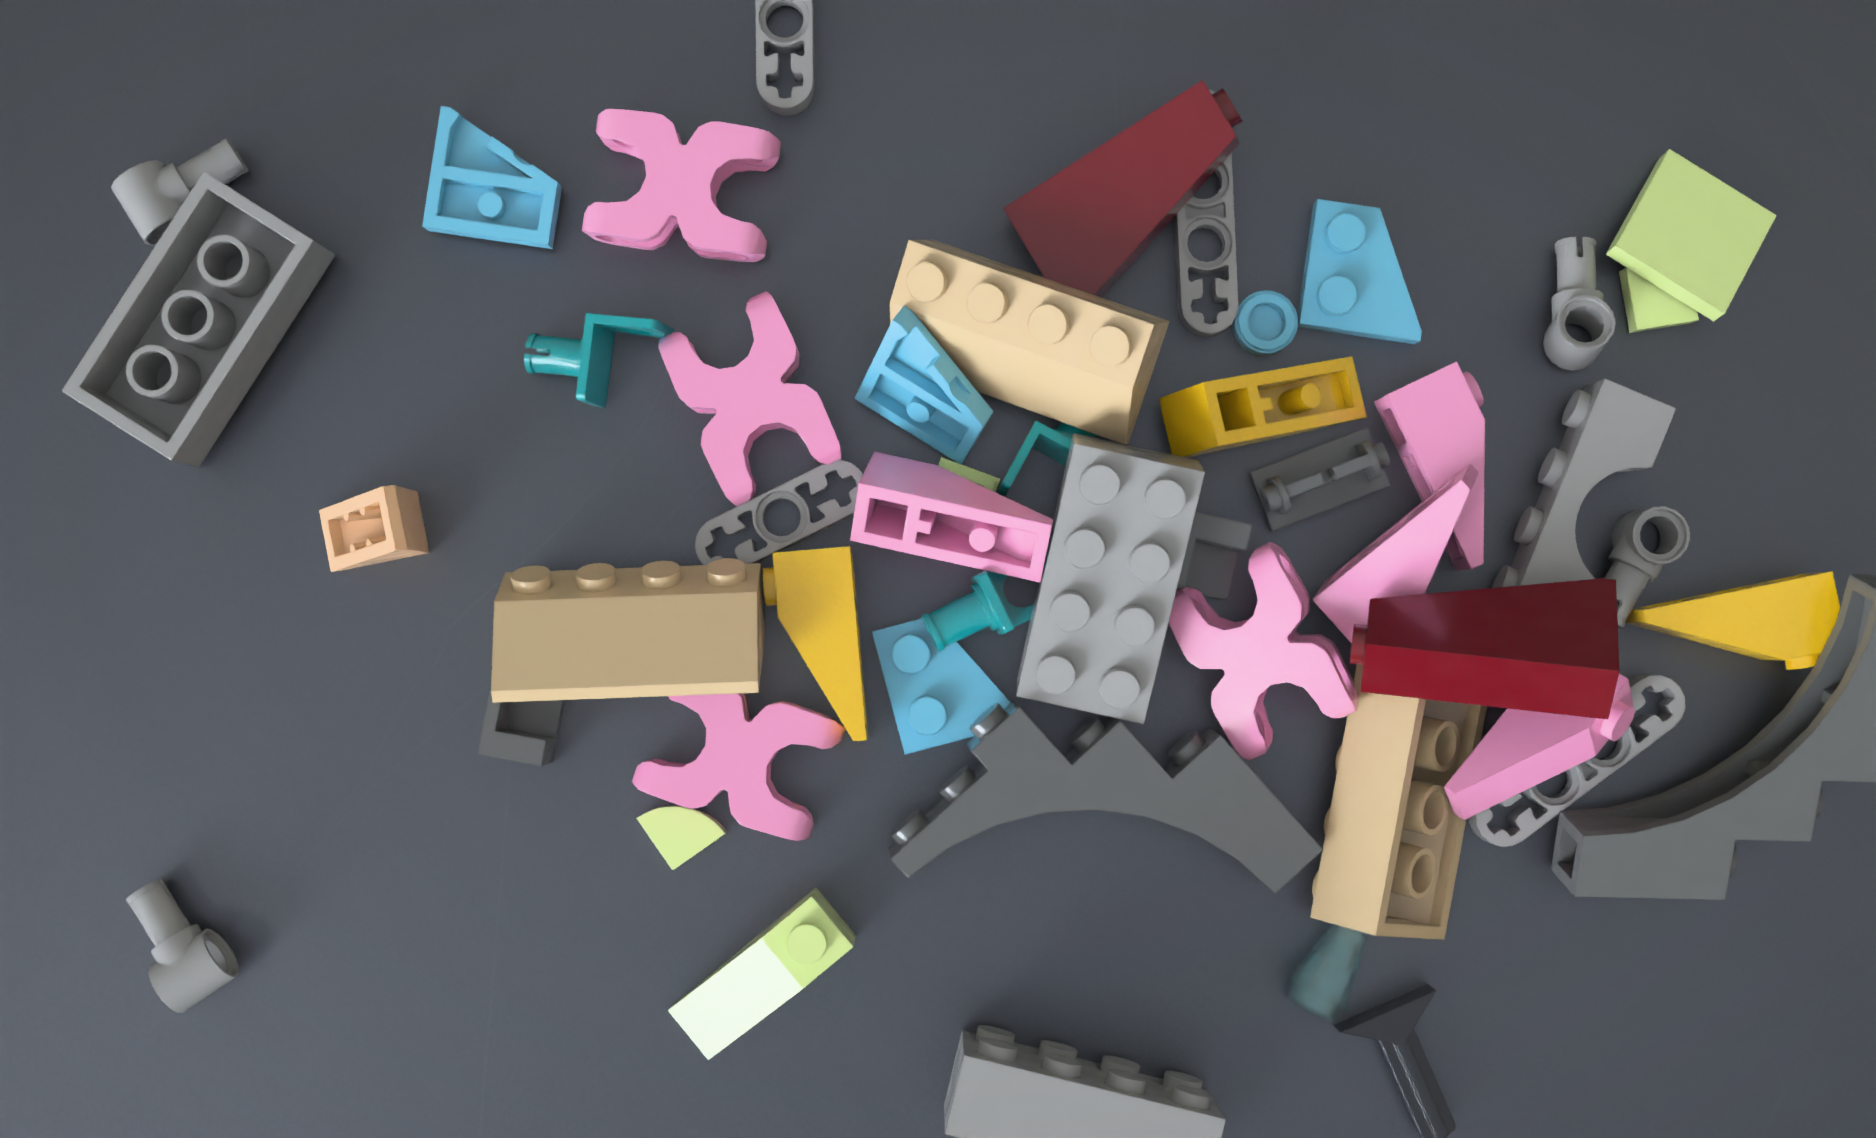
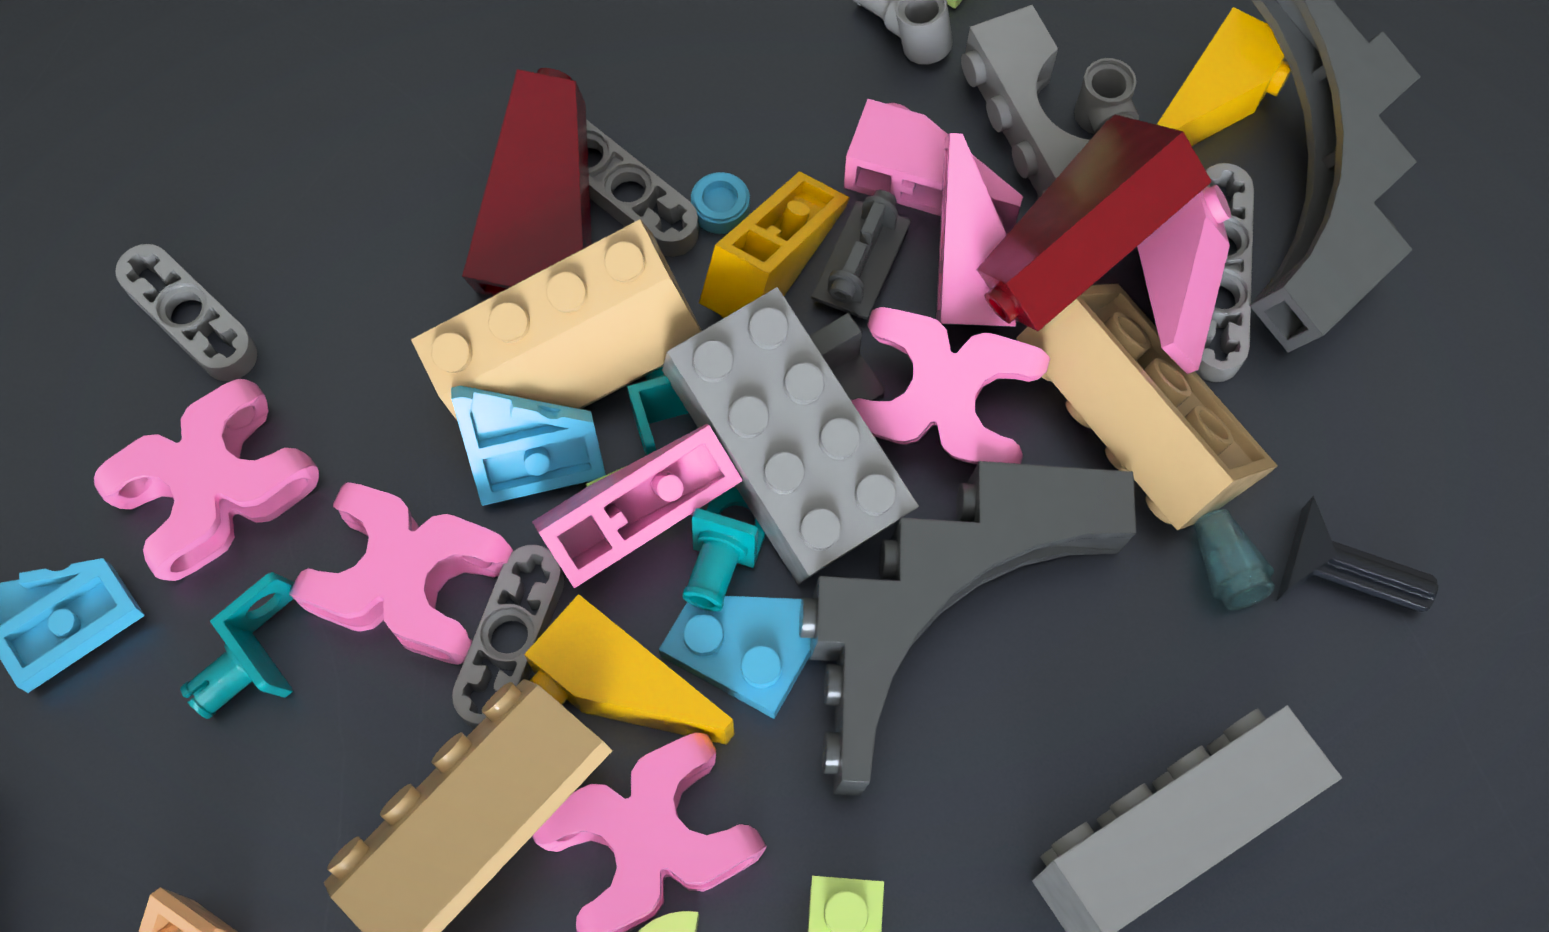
camera: 40 degrees left, 20 degrees down
(1354, 276) = (748, 125): medium azure wing -> none

